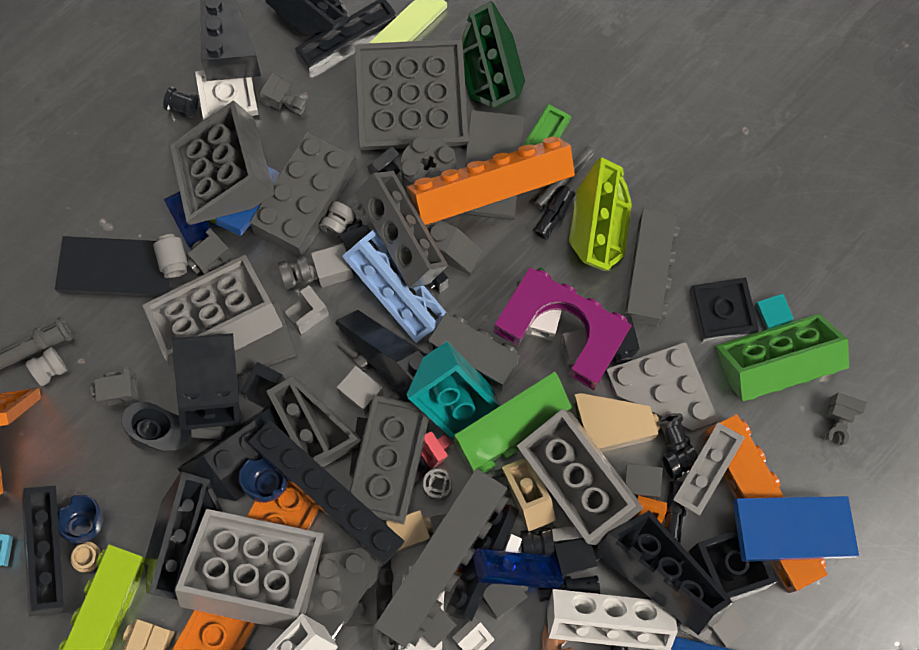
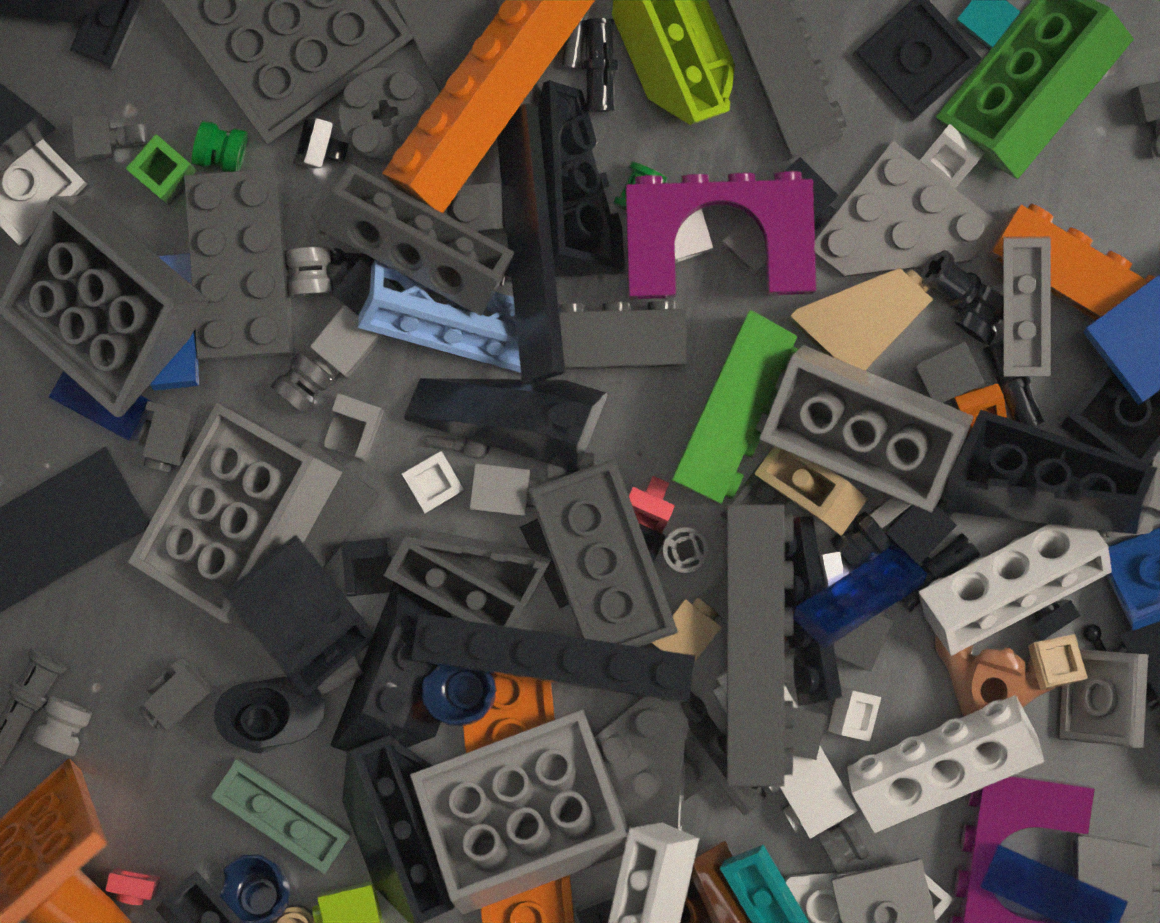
camera: 25 degrees left, 15 degrees up
(18, 475) = (132, 886): none -> coral plate
(124, 489) = (280, 815): none -> sand green plate
(170, 256) = (121, 472): light grey brick -> none
(297, 122) = (161, 169): none -> bright green brick
(328, 364) = (433, 482): none -> white plate
(333, 133) = (219, 147): none -> green wheel
(451, 390) = (631, 420): teal slope -> none
(458, 272) = (531, 240): none -> black tile
(490, 270) = (581, 225): none -> black wedge
(713, 368) = (952, 156): none -> white plate

